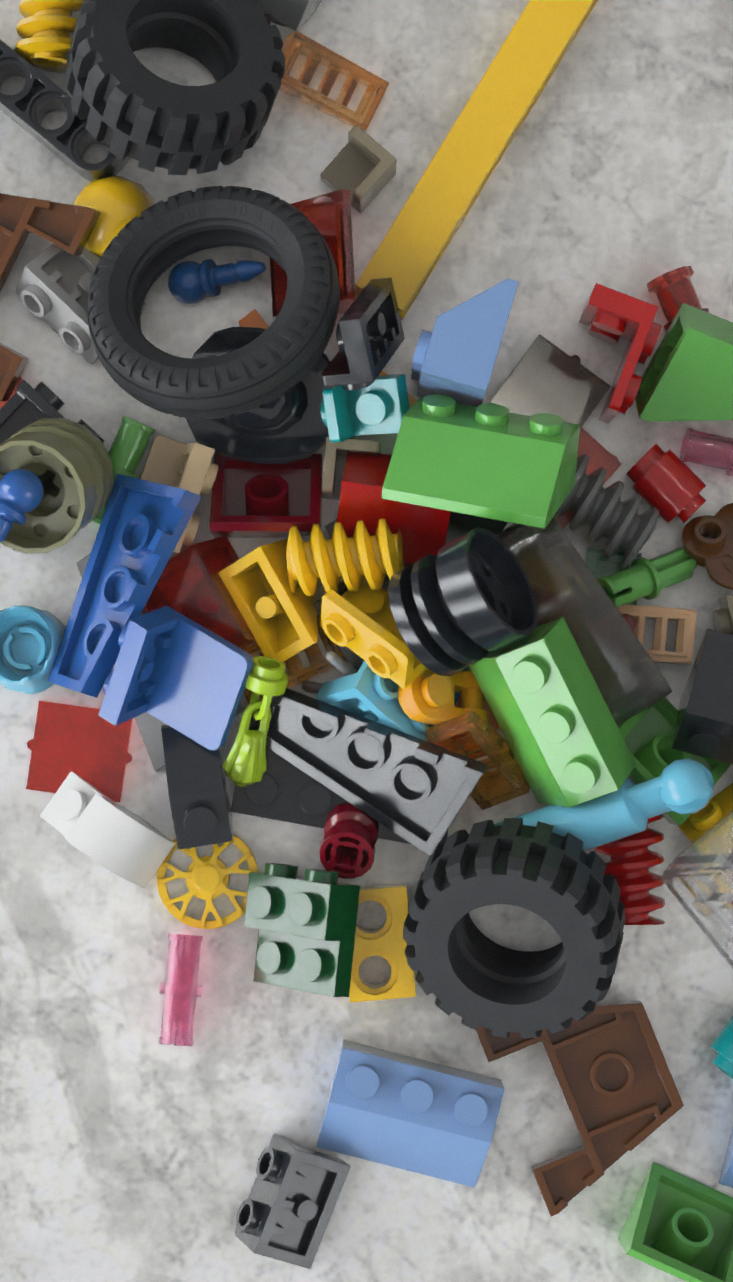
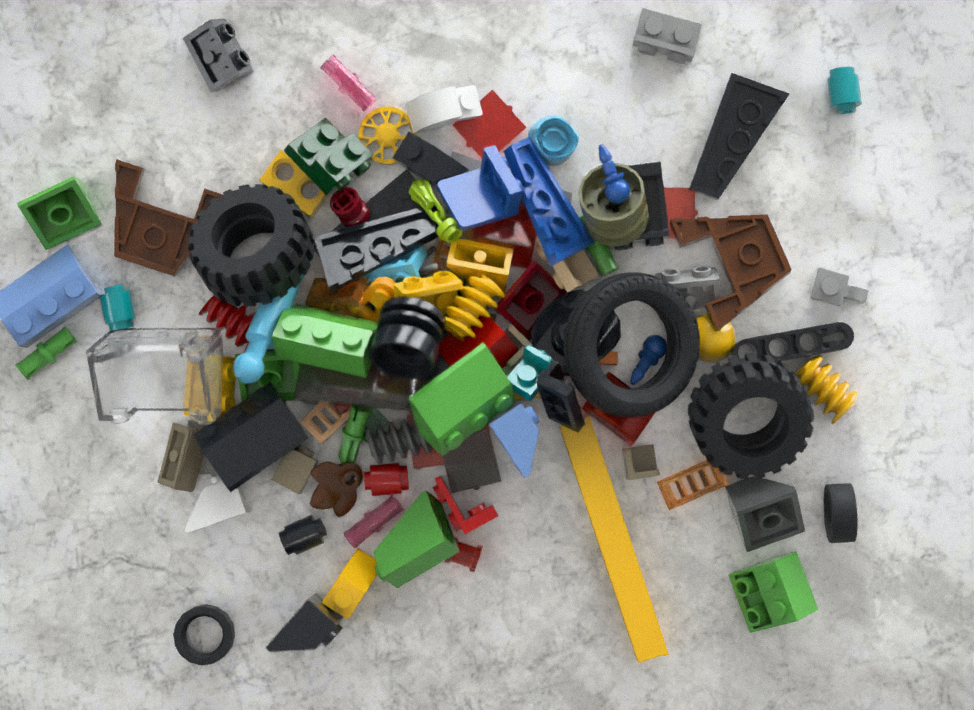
camera: 135 degrees right, 0 degrees up
(410, 1113) = (211, 137): medium blue slope -> none

